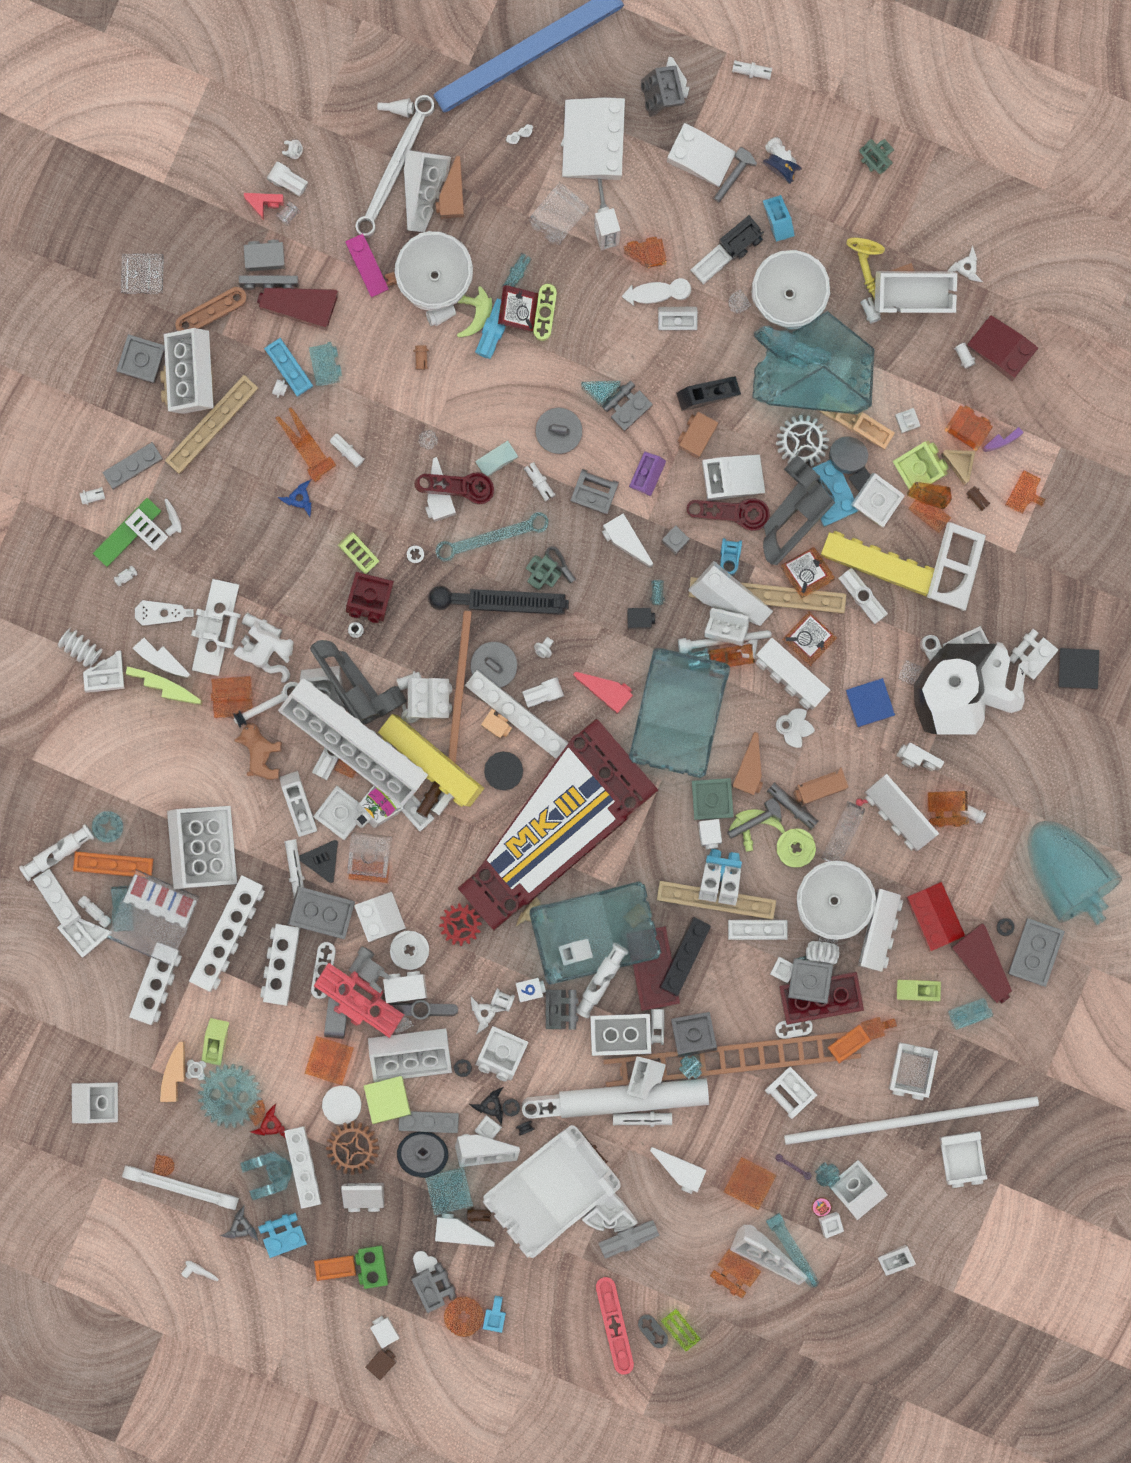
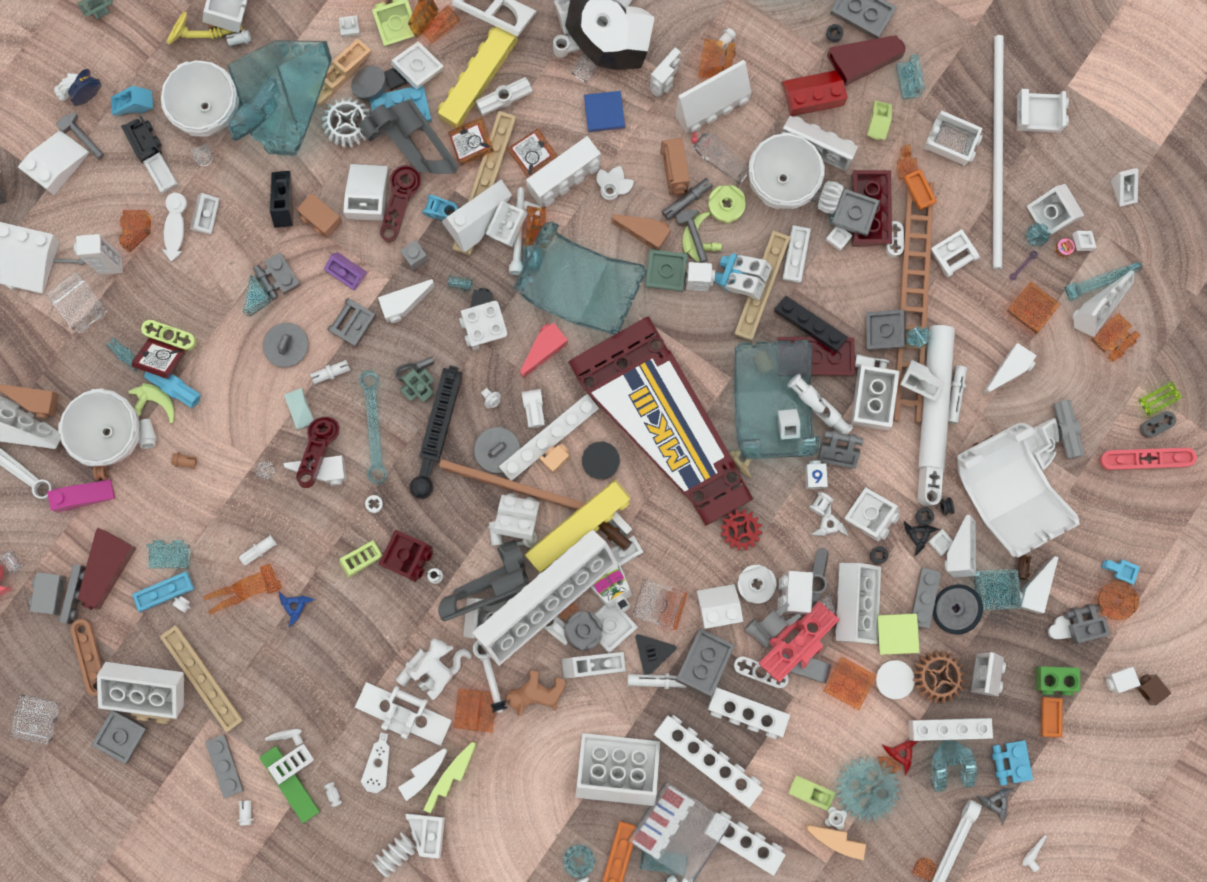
camera: 80 degrees left, 5 degrees down
(329, 786) = (583, 630): none -> flat silver tile
(616, 624) = (483, 324): none -> white bracket

